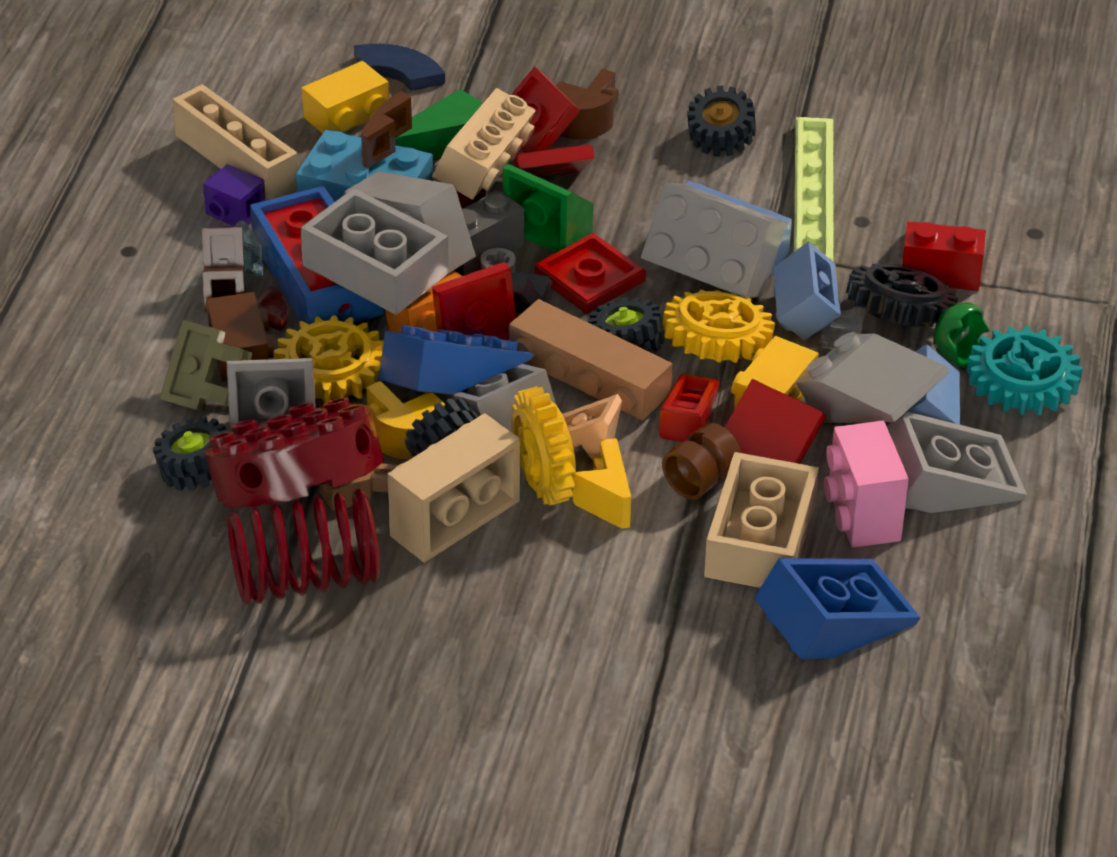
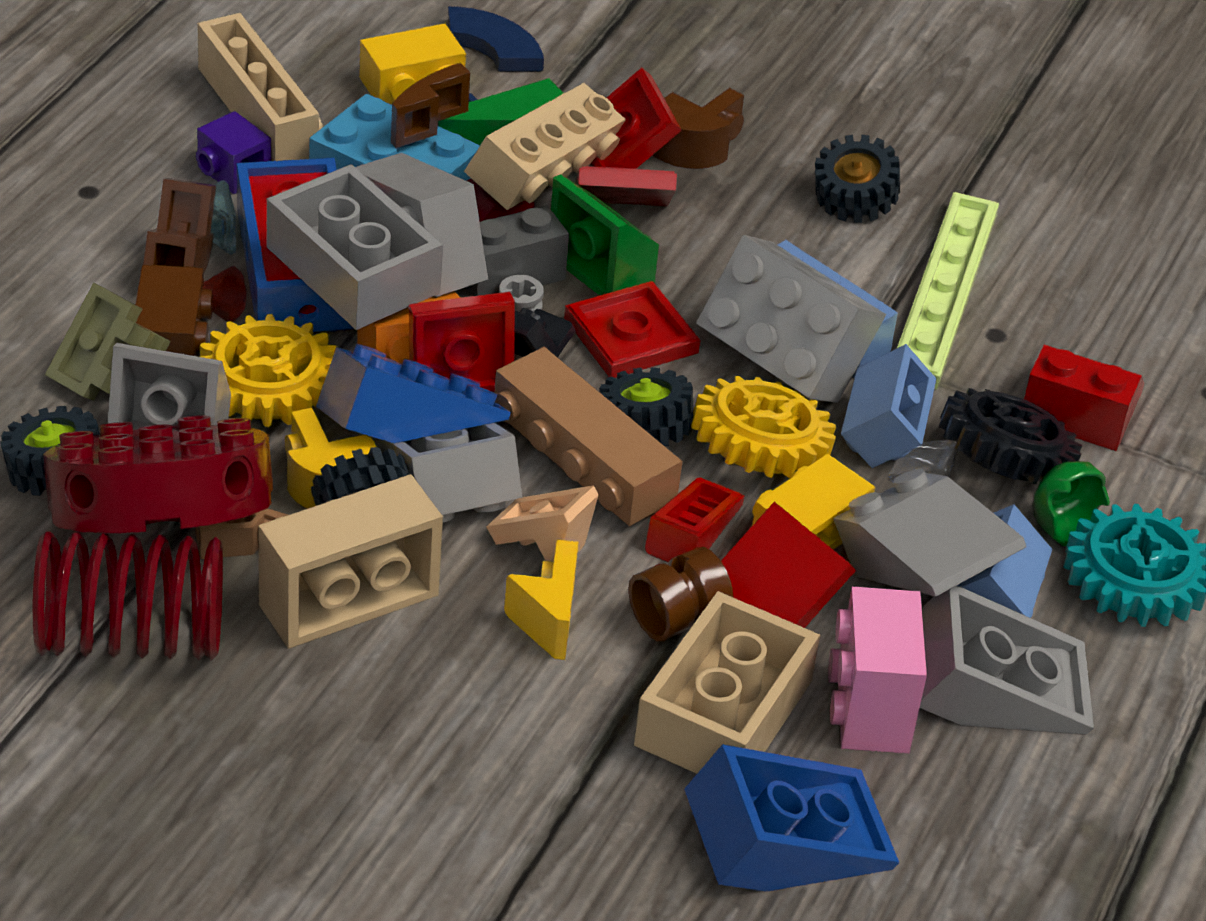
camera: 10 degrees right, 0 degrees up
(545, 445) = (477, 531): yellow gear -> none

